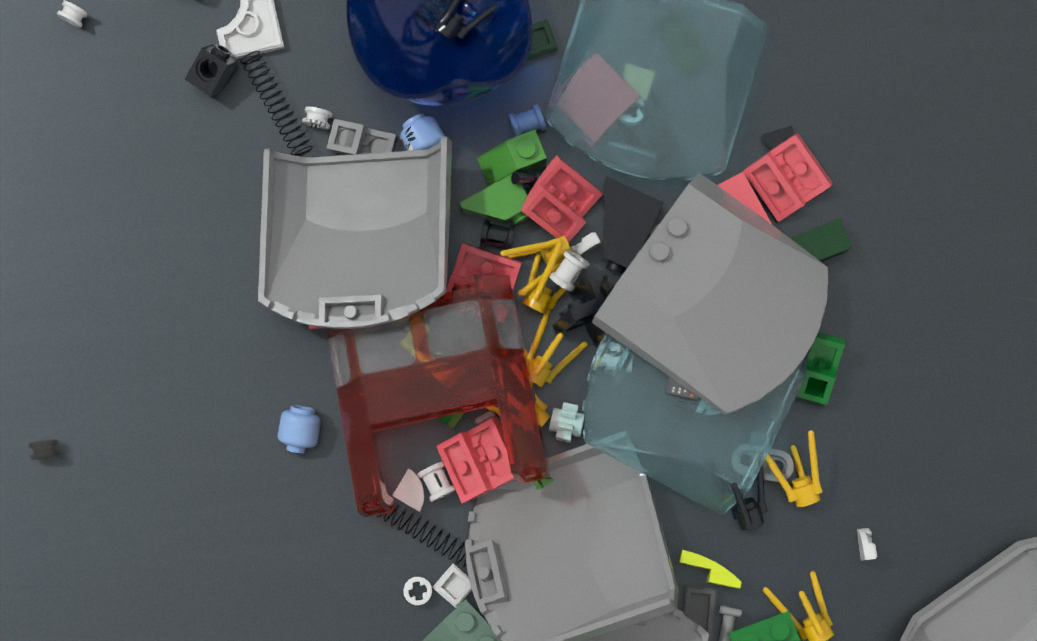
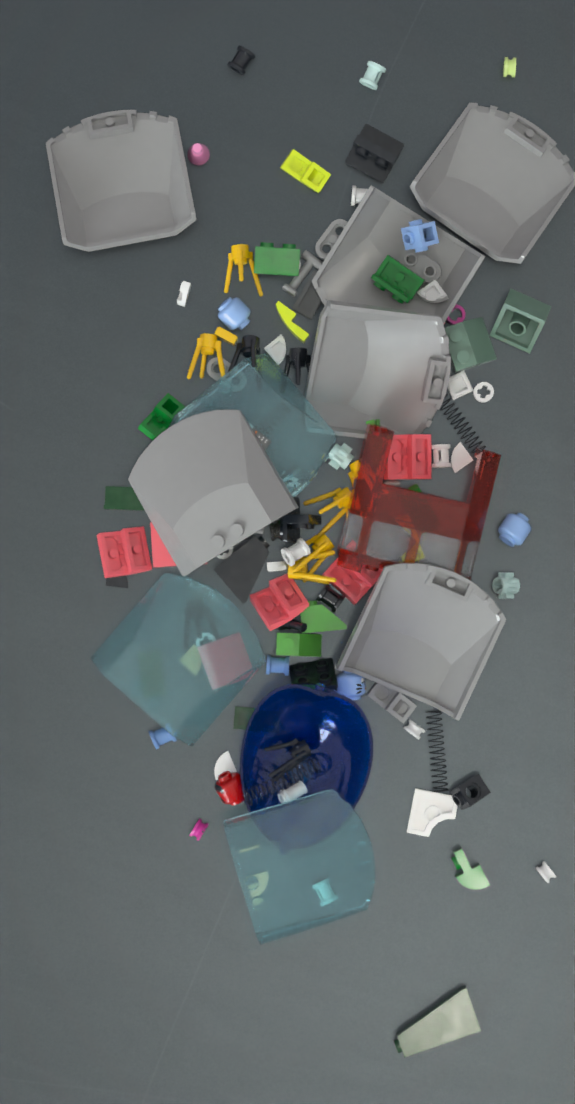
camera: 155 degrees left, 5 degrees up
(279, 351) = (506, 585): none -> light aqua gear
(474, 125) = (314, 672): none -> black bracket
(678, 525) = (298, 358): none -> black plant
(711, 526) = (277, 349): none -> white tile
(786, 513) = (226, 336): none -> yellow tile
(789, 546) = (234, 313): none -> light blue head

